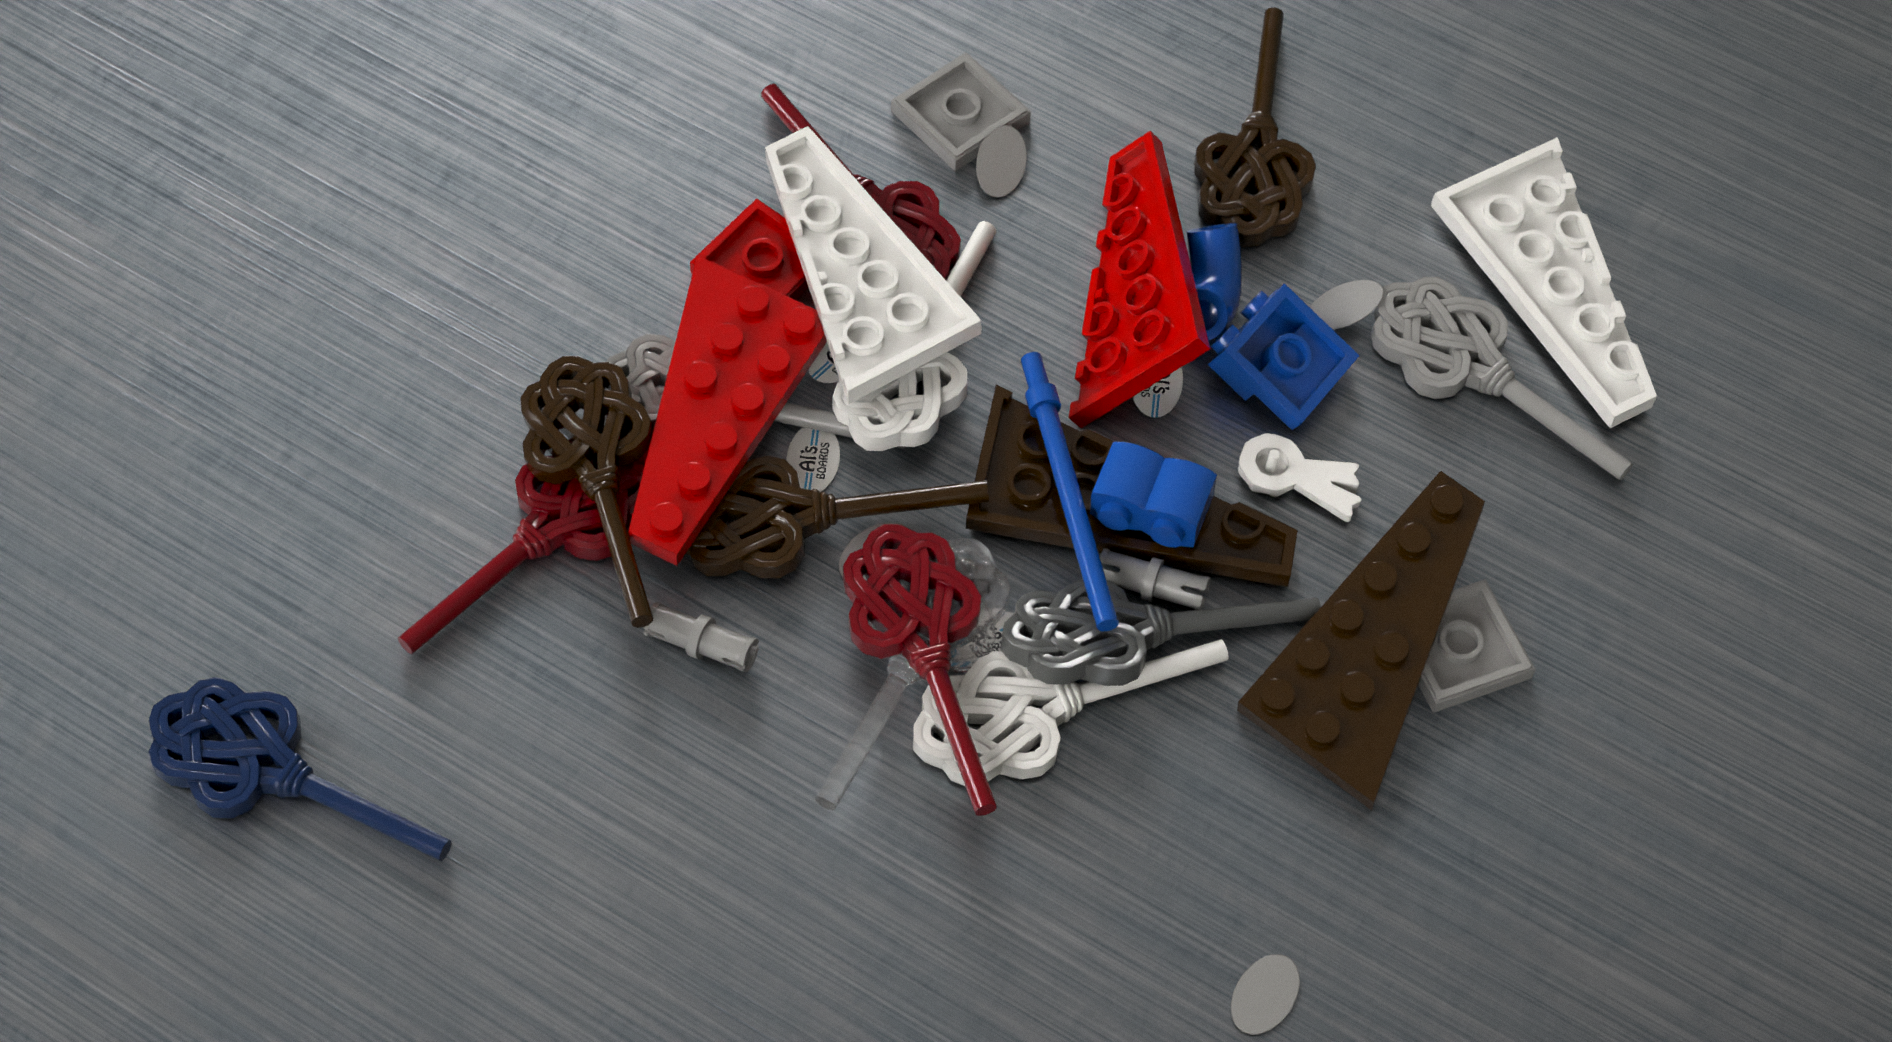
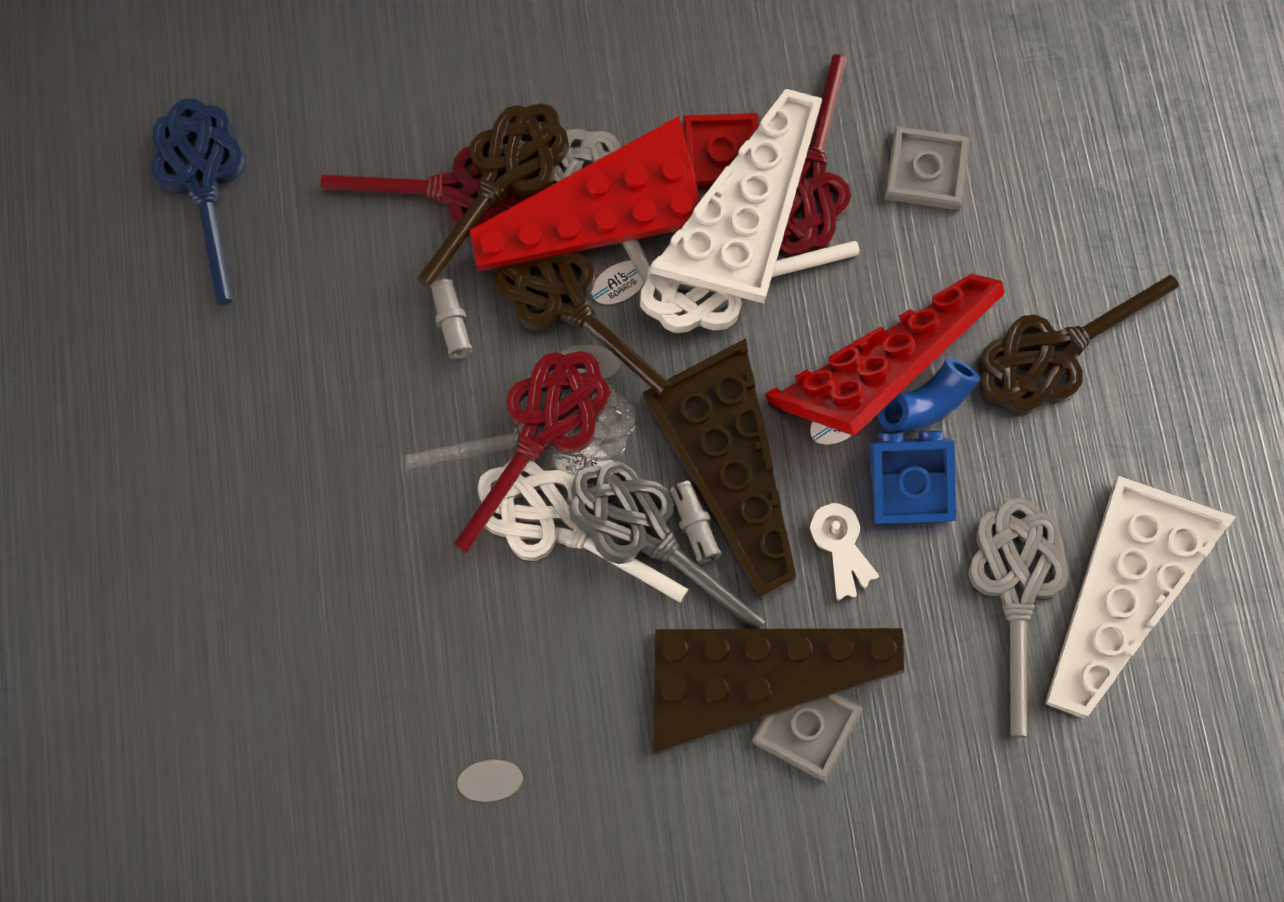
camera: 55 degrees right, 15 degrees up
(1001, 161) = (911, 217): light grey sticker -> none
(1044, 405) = (749, 374): blue bar -> none
(1152, 494) = (738, 480): blue brick -> none
(1348, 303) = (989, 485): light grey sticker -> none

